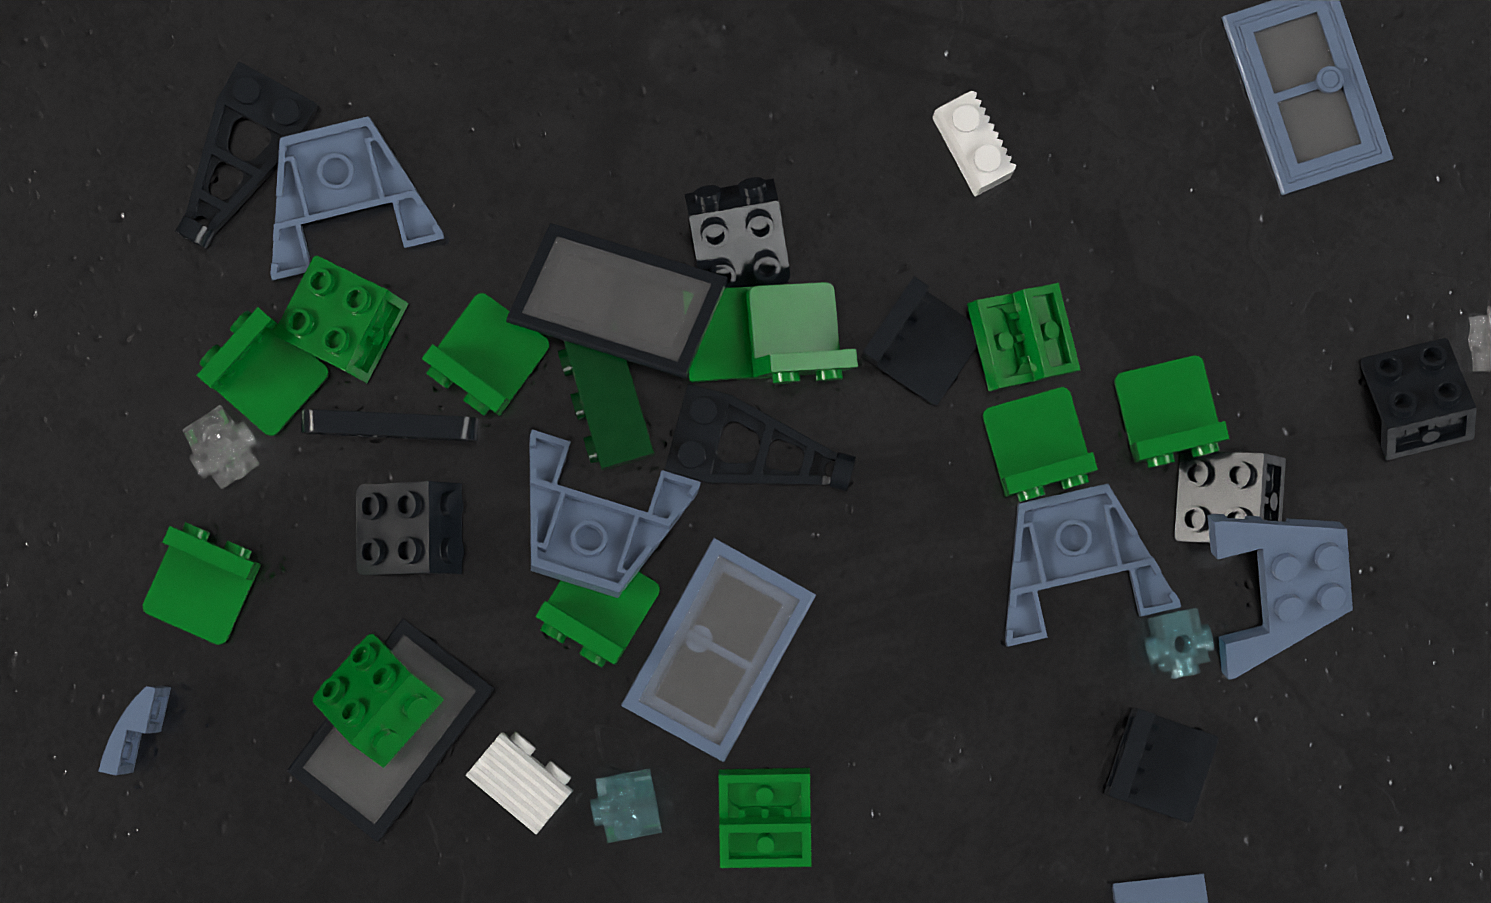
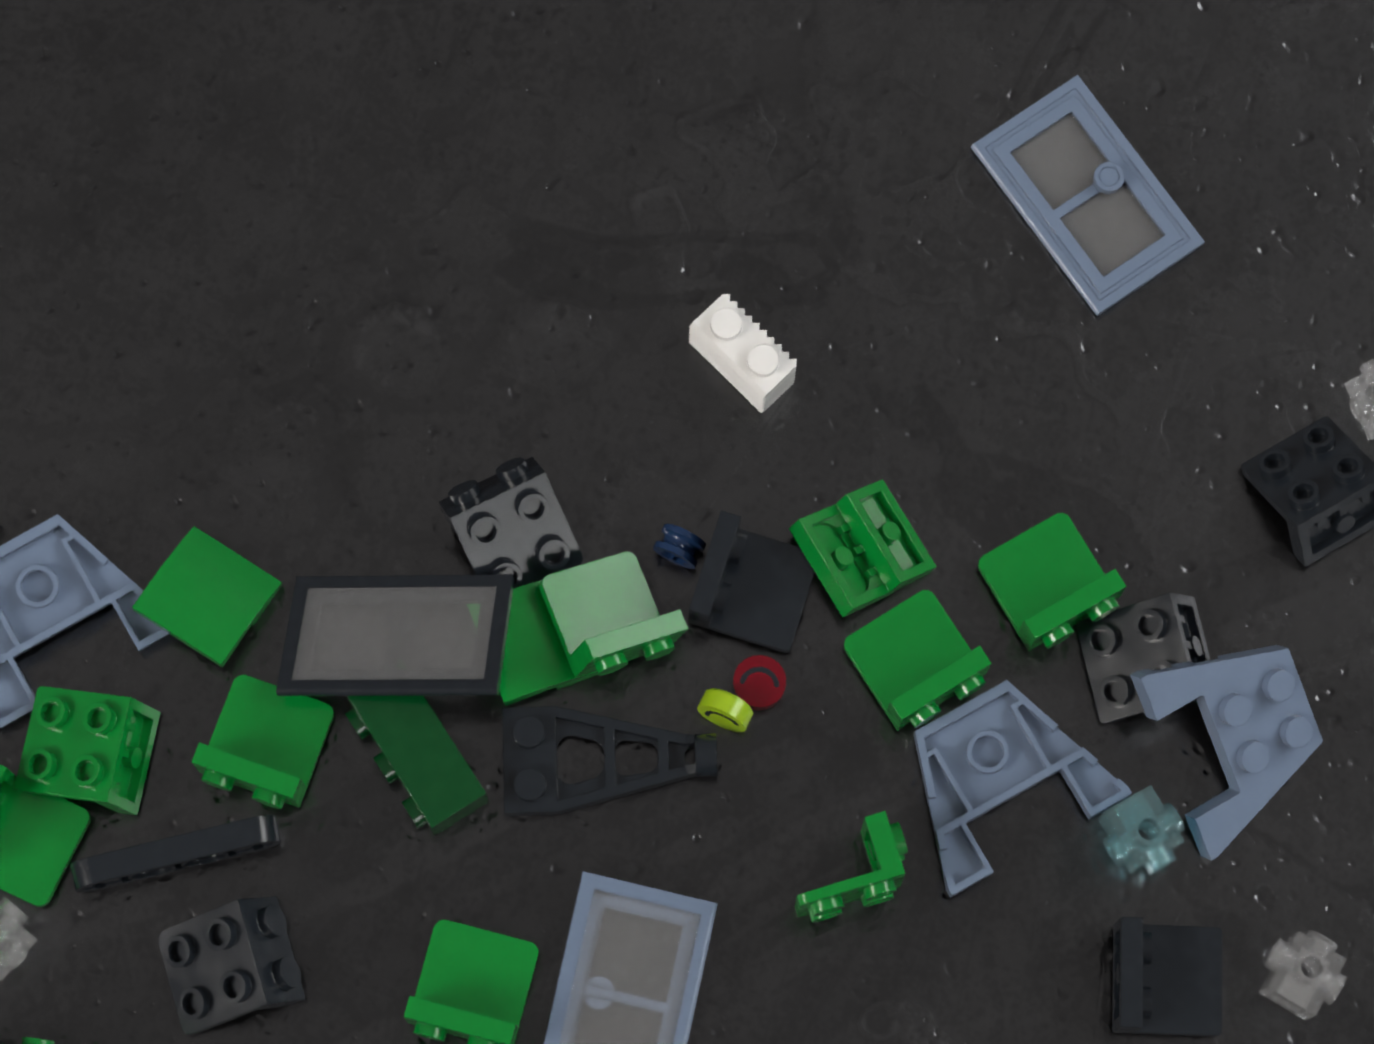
camera: 20 degrees left, 10 degrees down
(472, 219) = (207, 596): none -> green slope
(590, 537) = (442, 911): sand blue wing -> none
(869, 439) = (725, 710): none -> lime tile
(872, 291) = (679, 546): none -> dark blue bush
(904, 424) = (759, 682): none -> dark red tile
(963, 595) = (885, 851): none -> green bracket
(1256, 797) = (1289, 985): none -> clear brick

